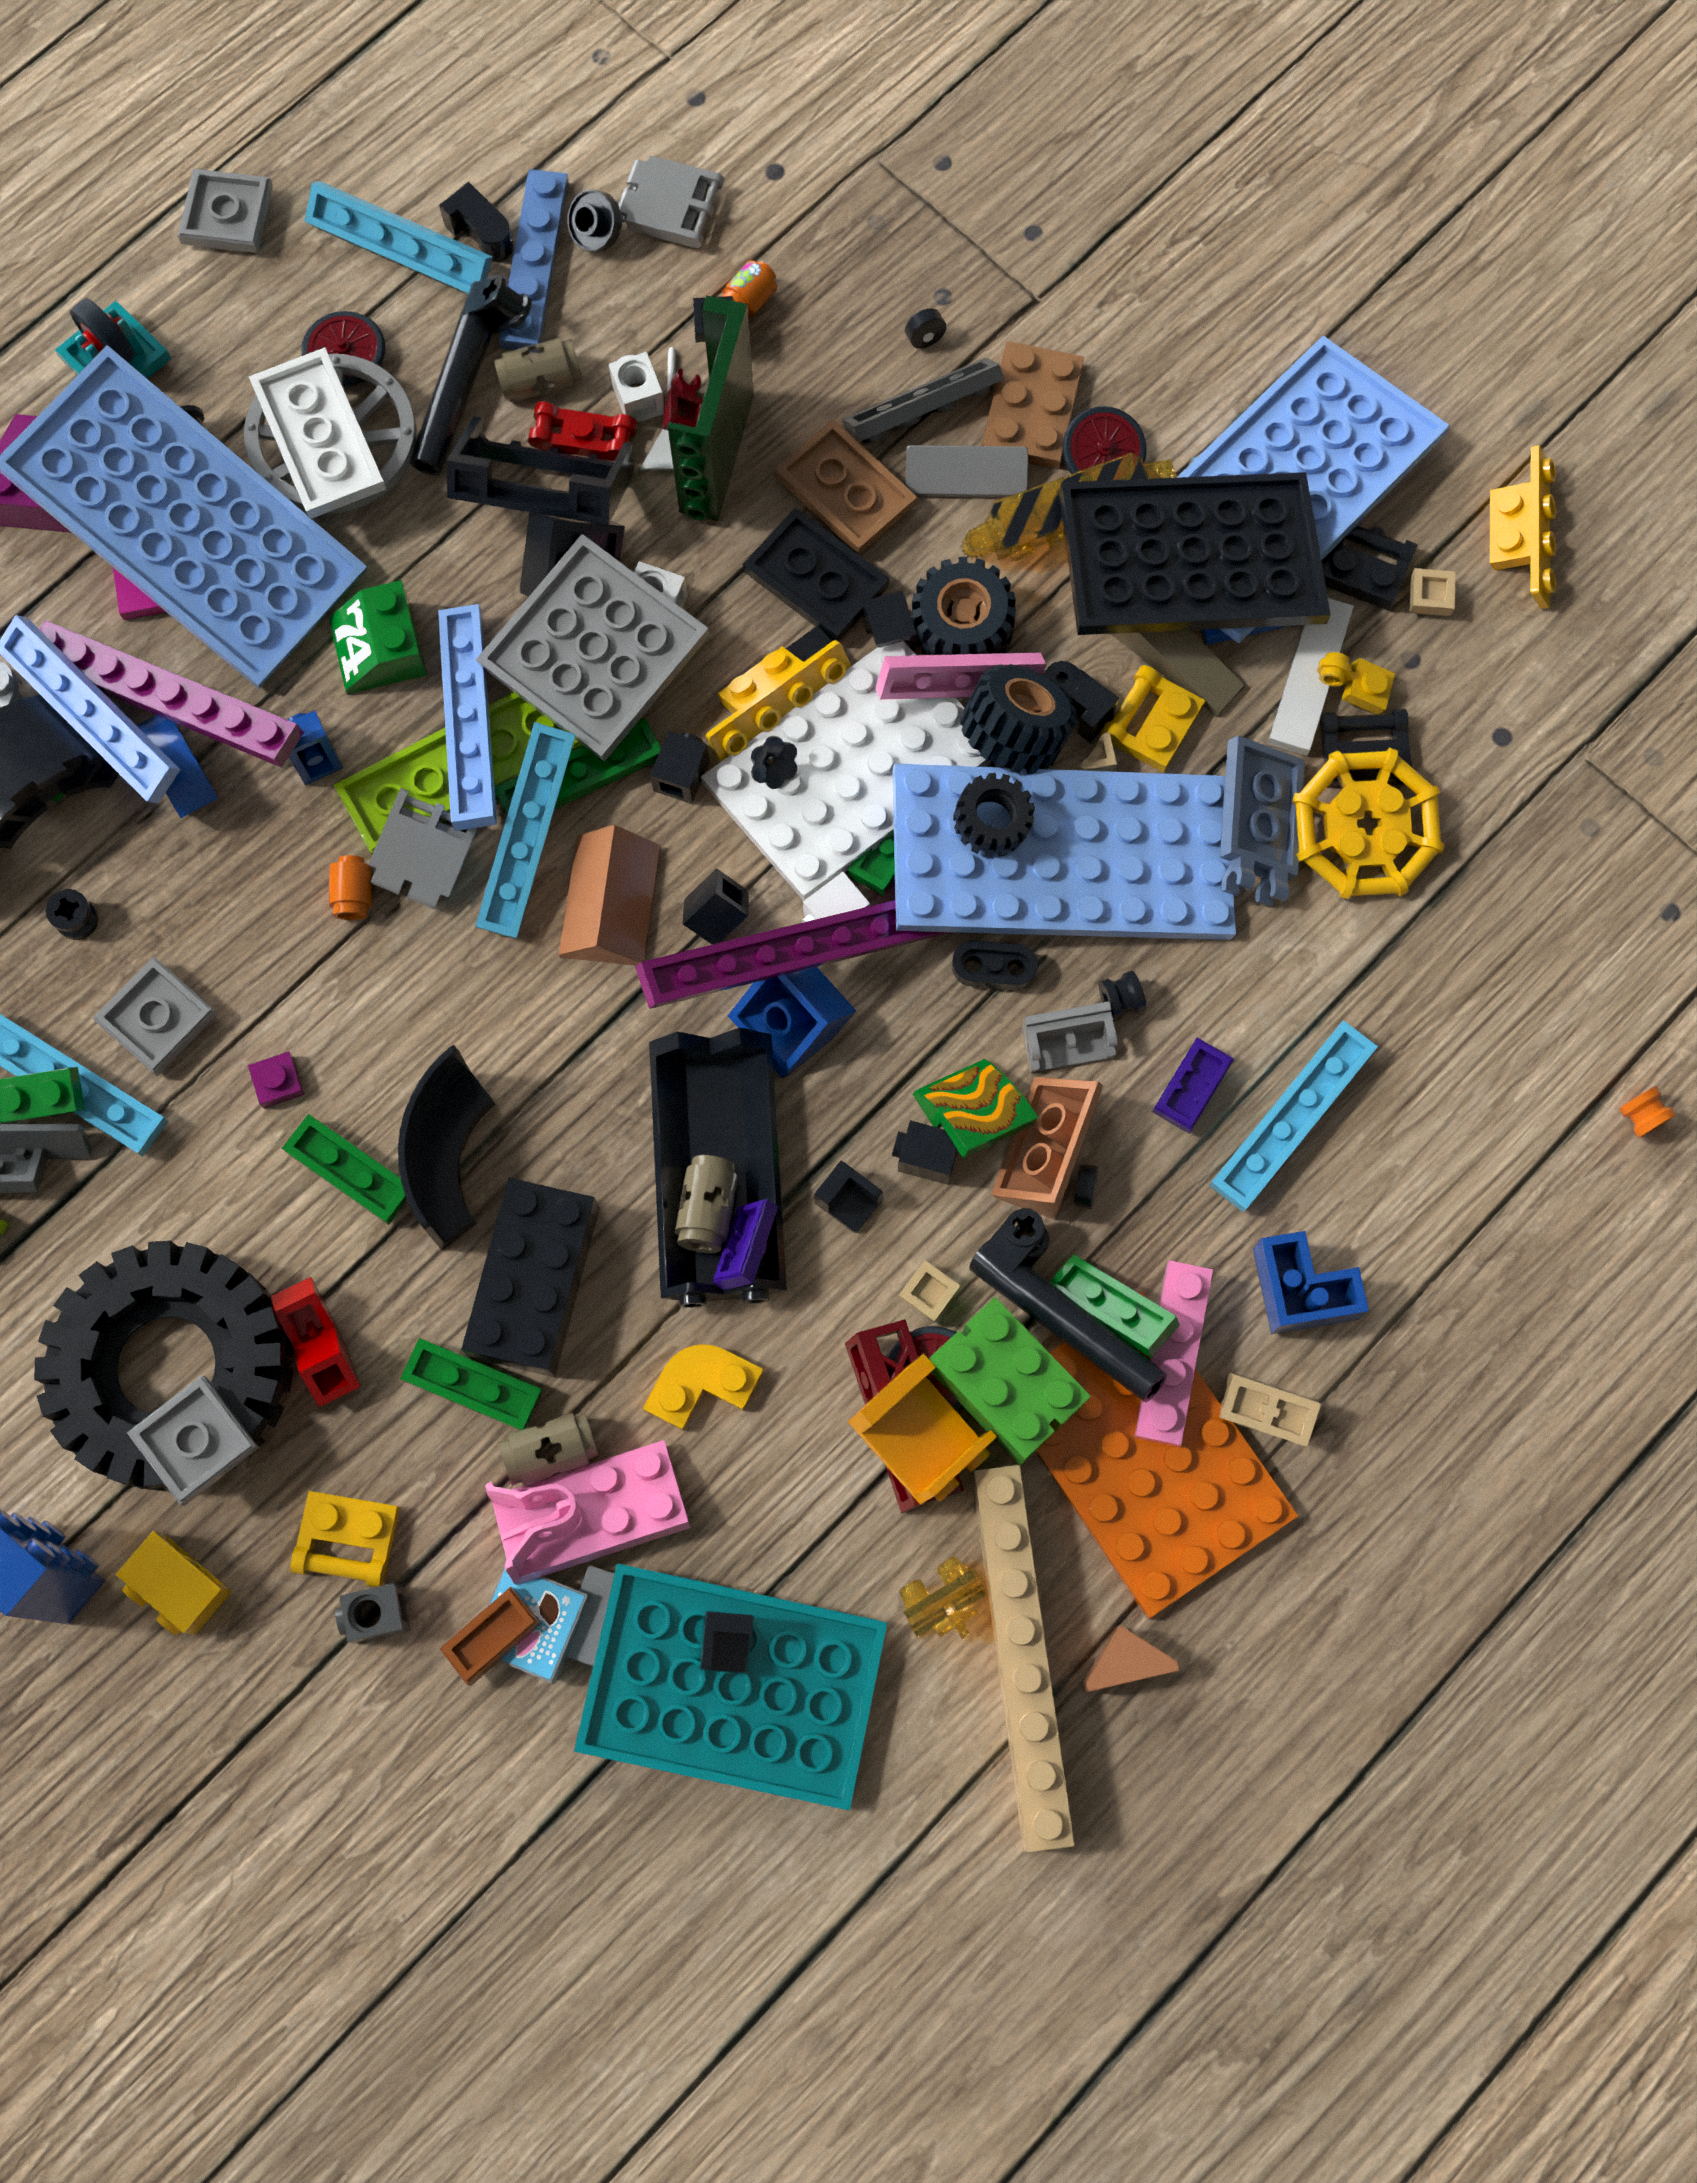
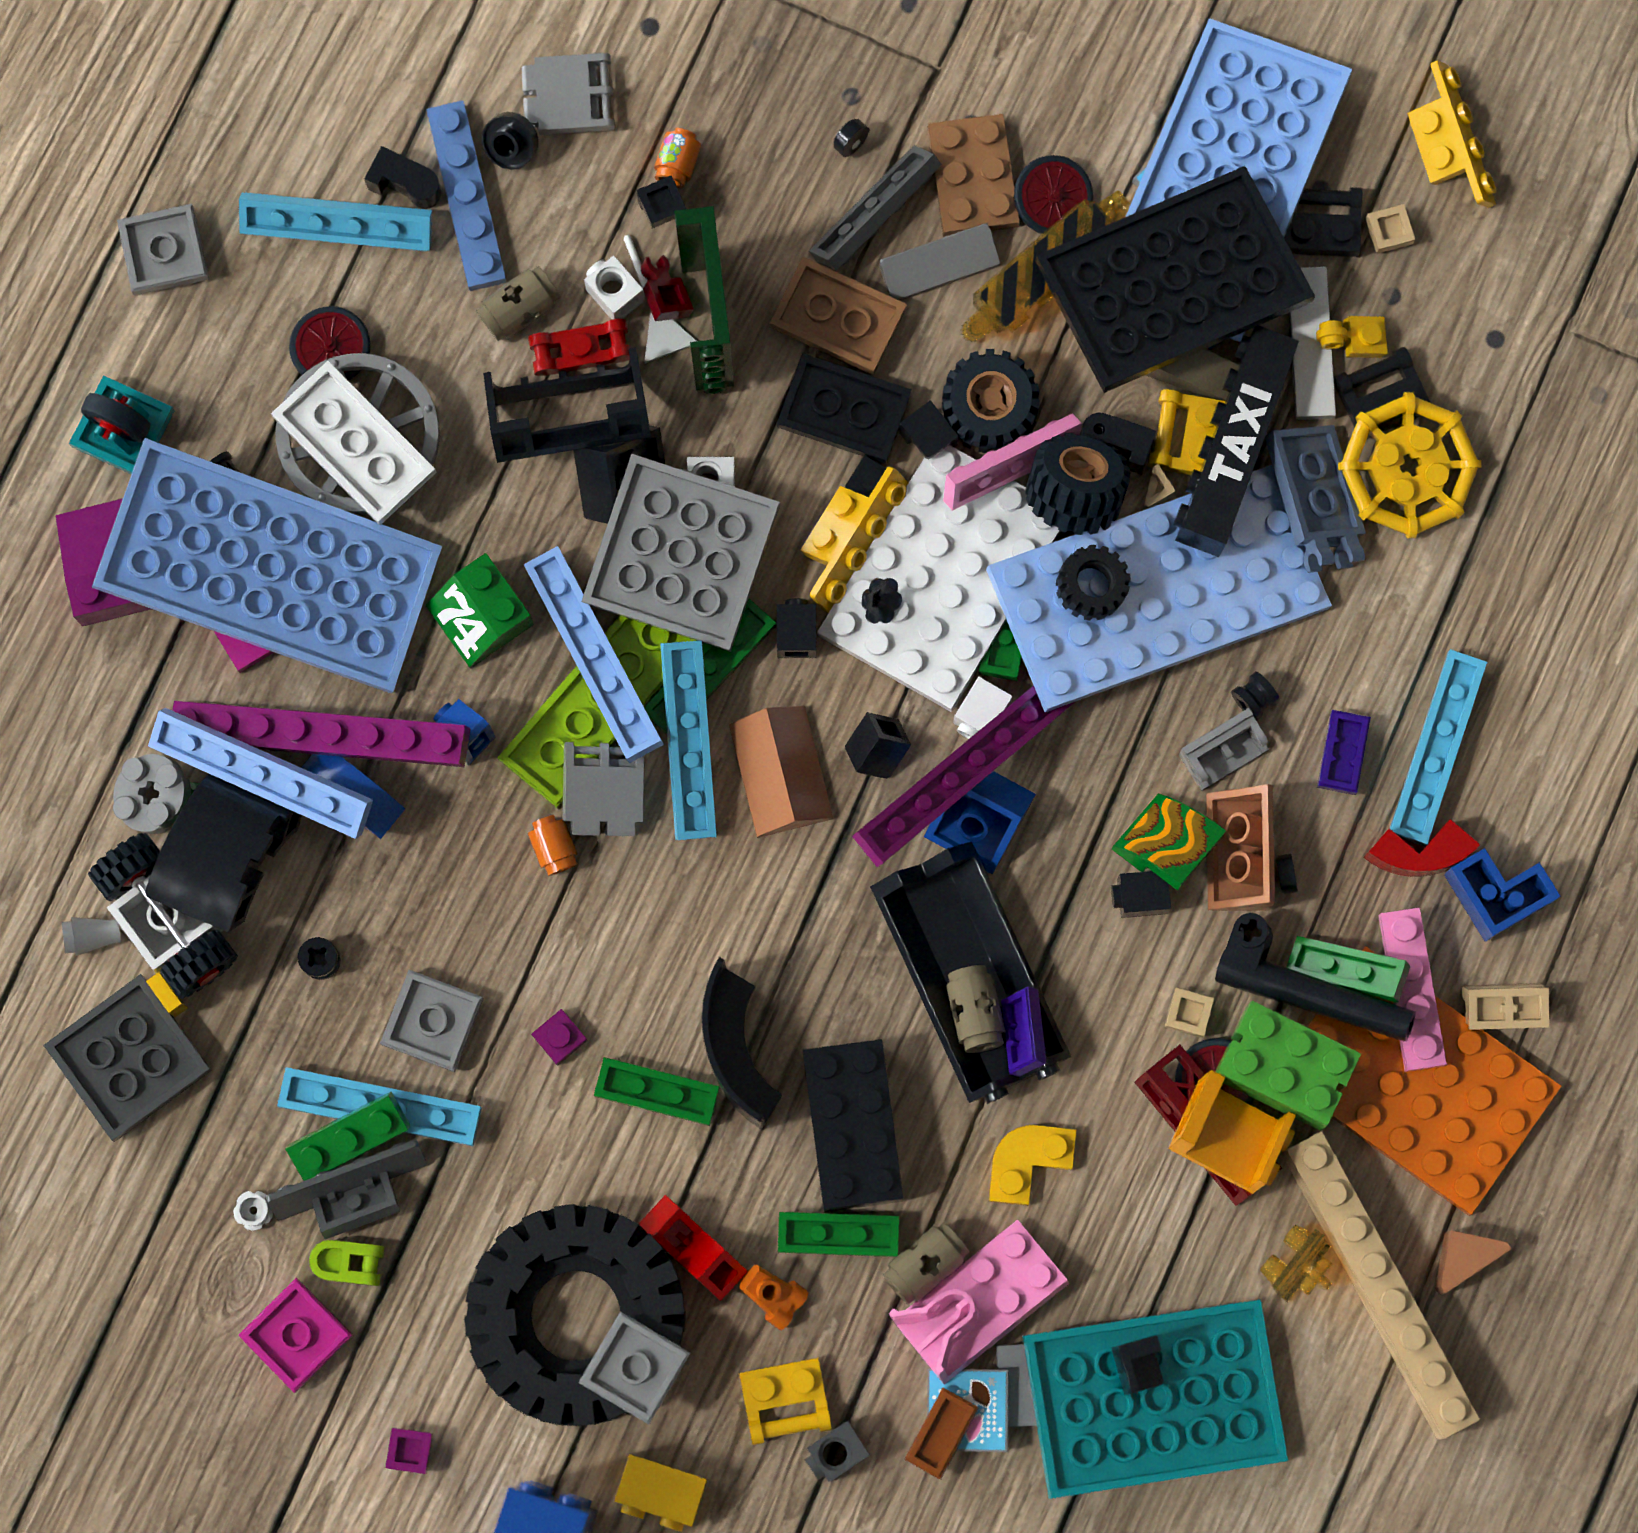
camera: 20 degrees left, 5 degrees up
(381, 1431) = (778, 1298): none -> orange plate
(487, 310) = (446, 266): black axle -> none
(848, 1197) = (1090, 957): black panel -> none
(994, 964) = (1135, 708): black plate -> none
(1196, 734) = (1236, 440): none -> black brick
(1209, 1212) = (1444, 851): none -> red brick

